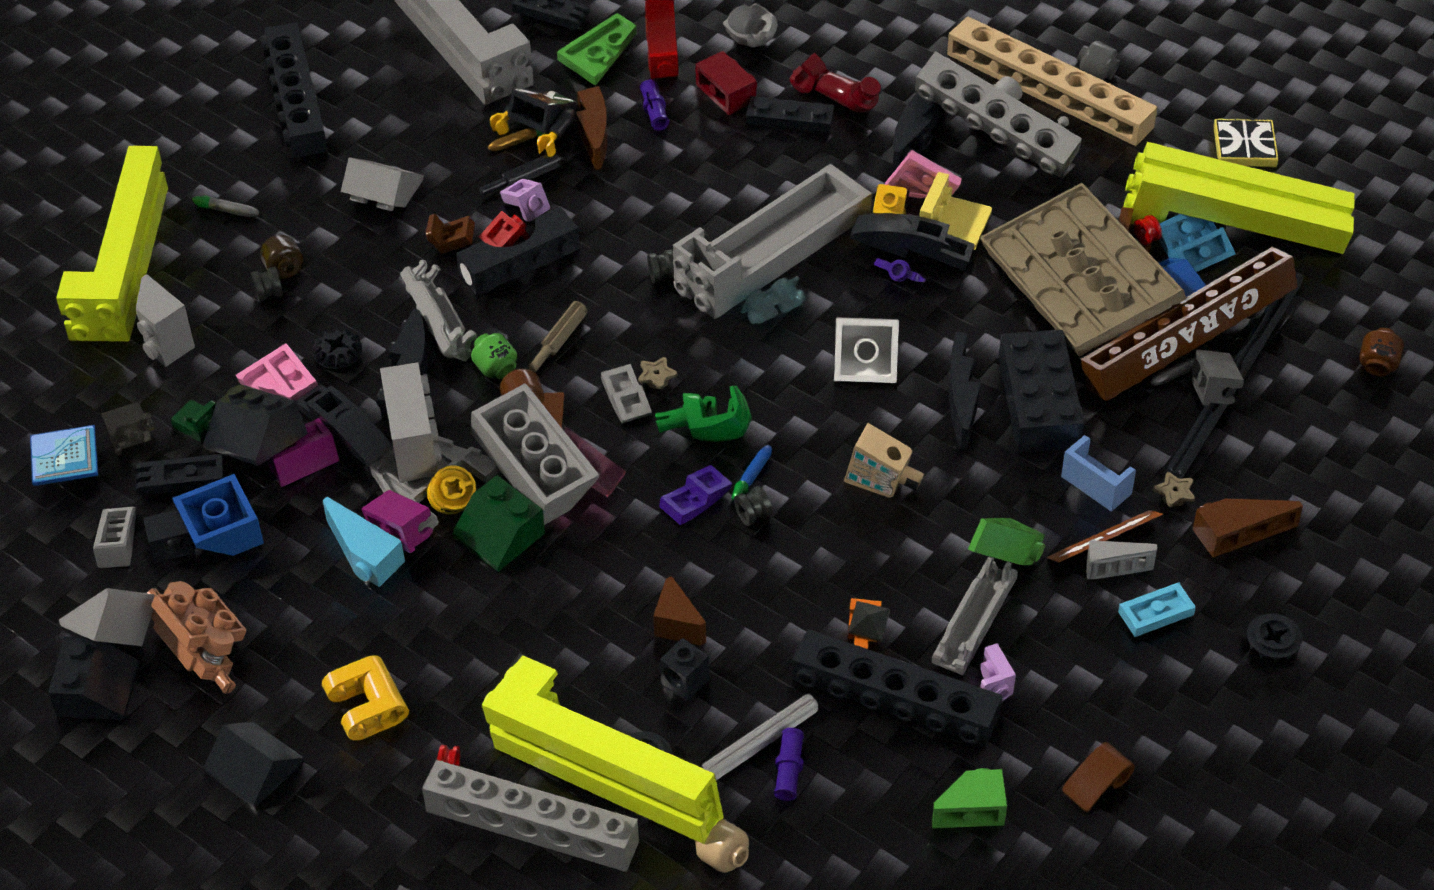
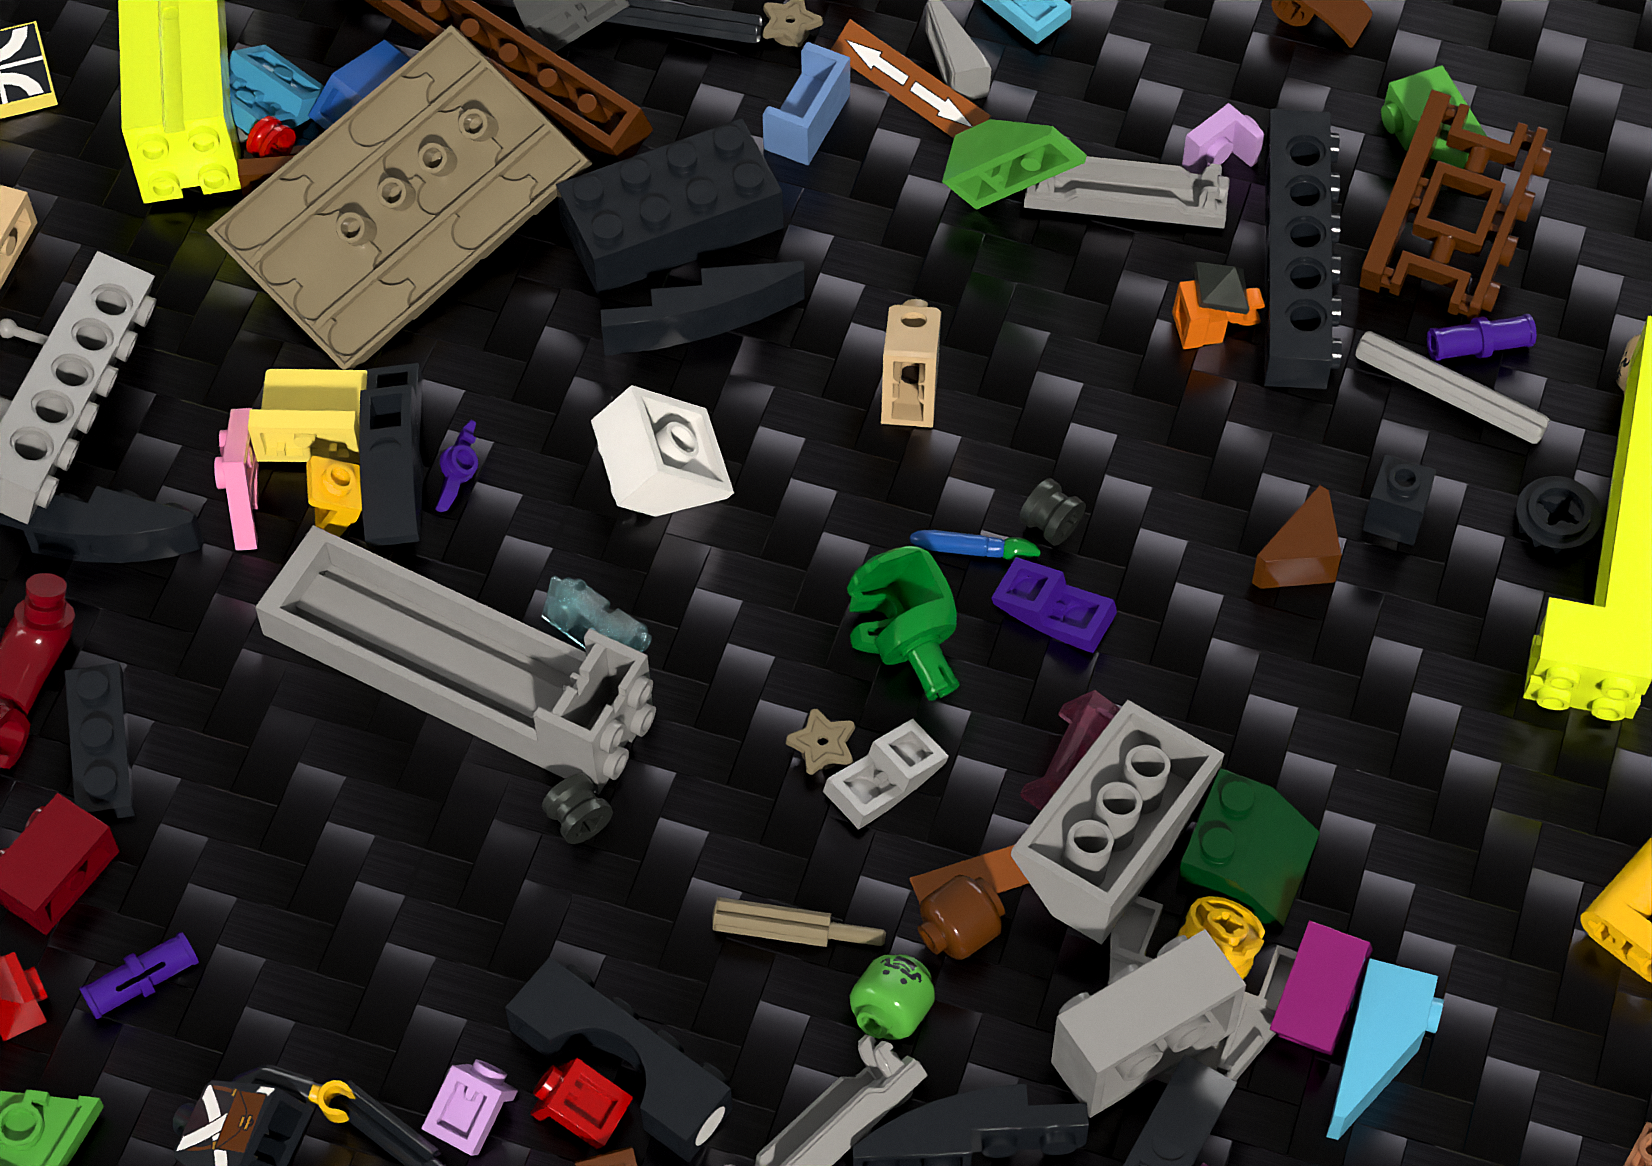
camera: 110 degrees left, 10 degrees up
(592, 124) = (238, 1044): reddish brown slope -> none
(897, 745) = (1418, 195): none -> reddish brown fence

